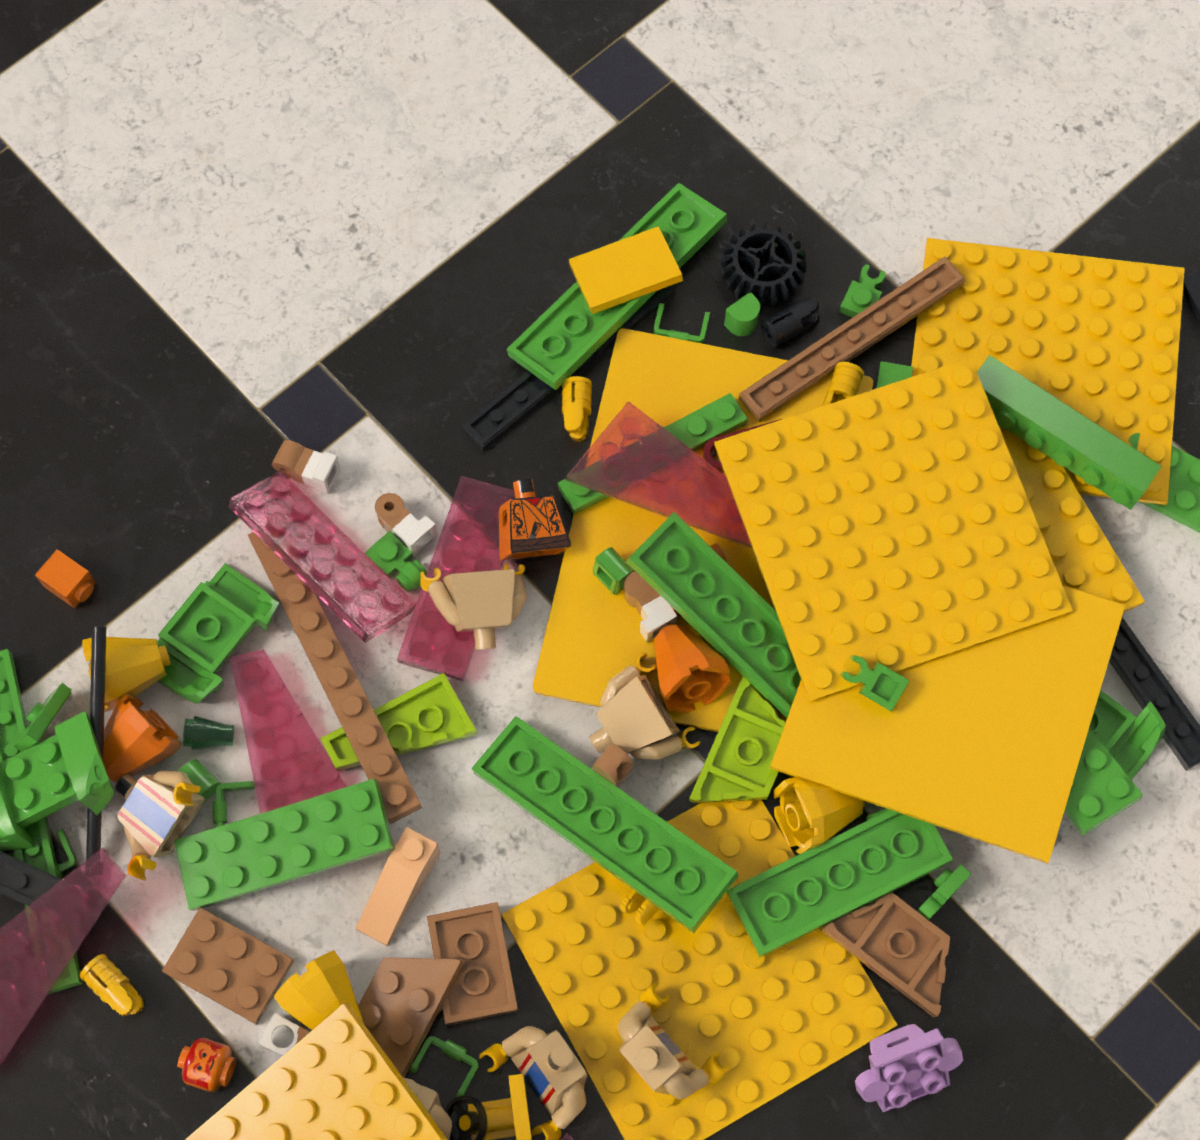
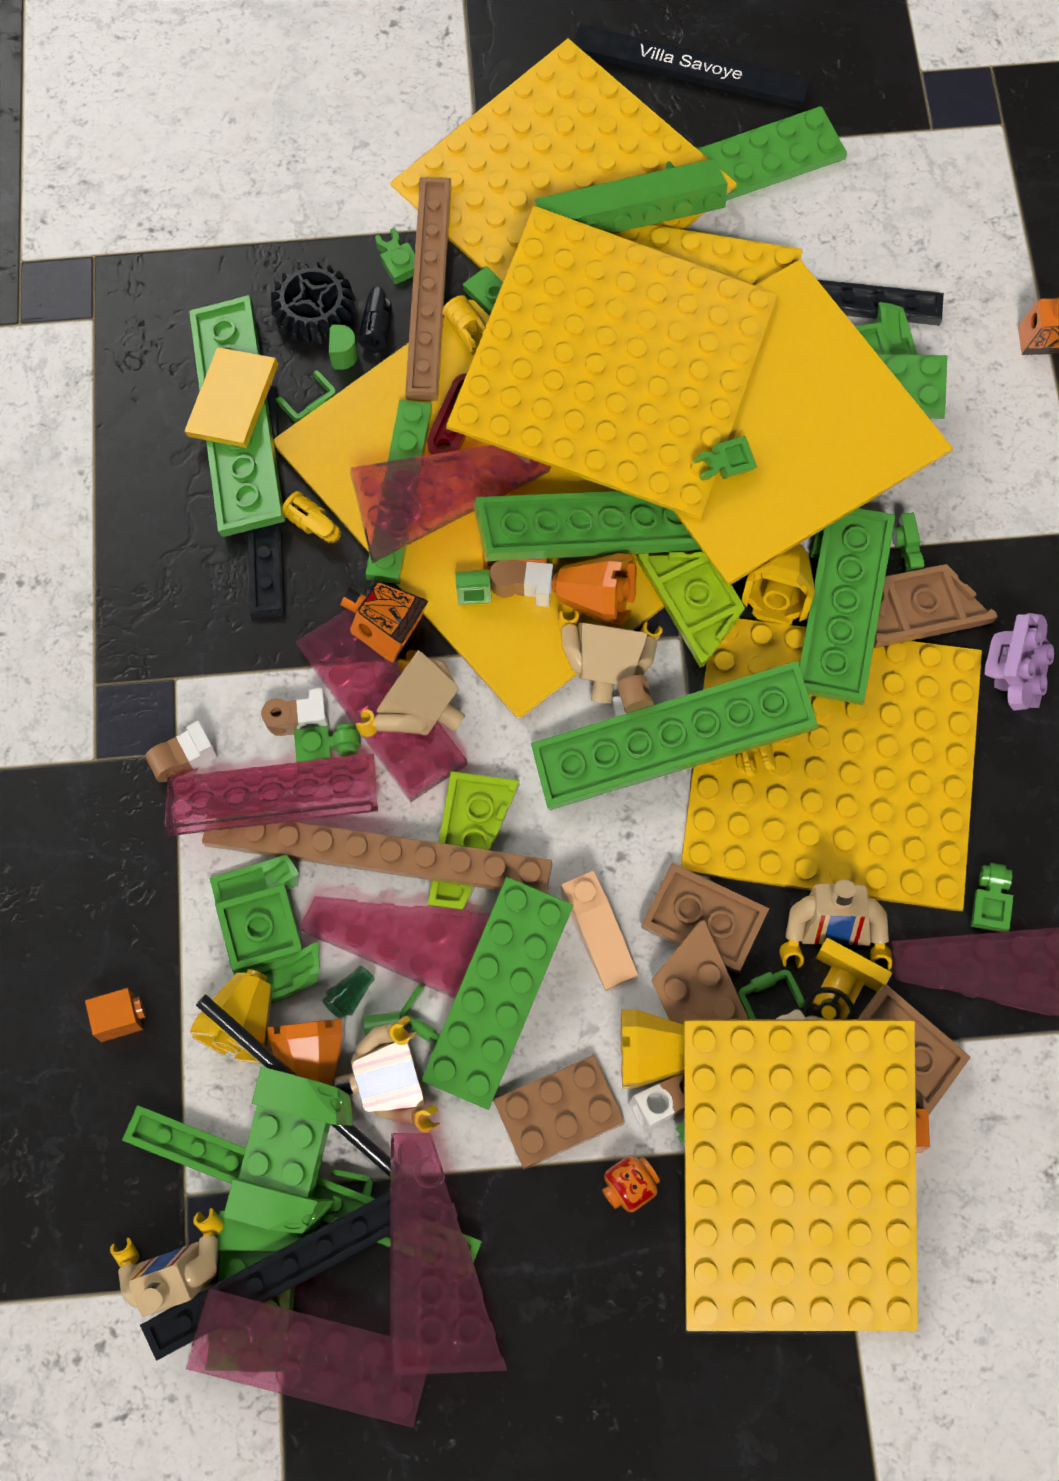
camera: 50 degrees left, 0 degrees up
(42, 716) = (227, 1115): bright green plate -> none
(111, 986) = (504, 1217): yellow hinge -> none
(657, 1056) = (885, 826): tan torso -> none

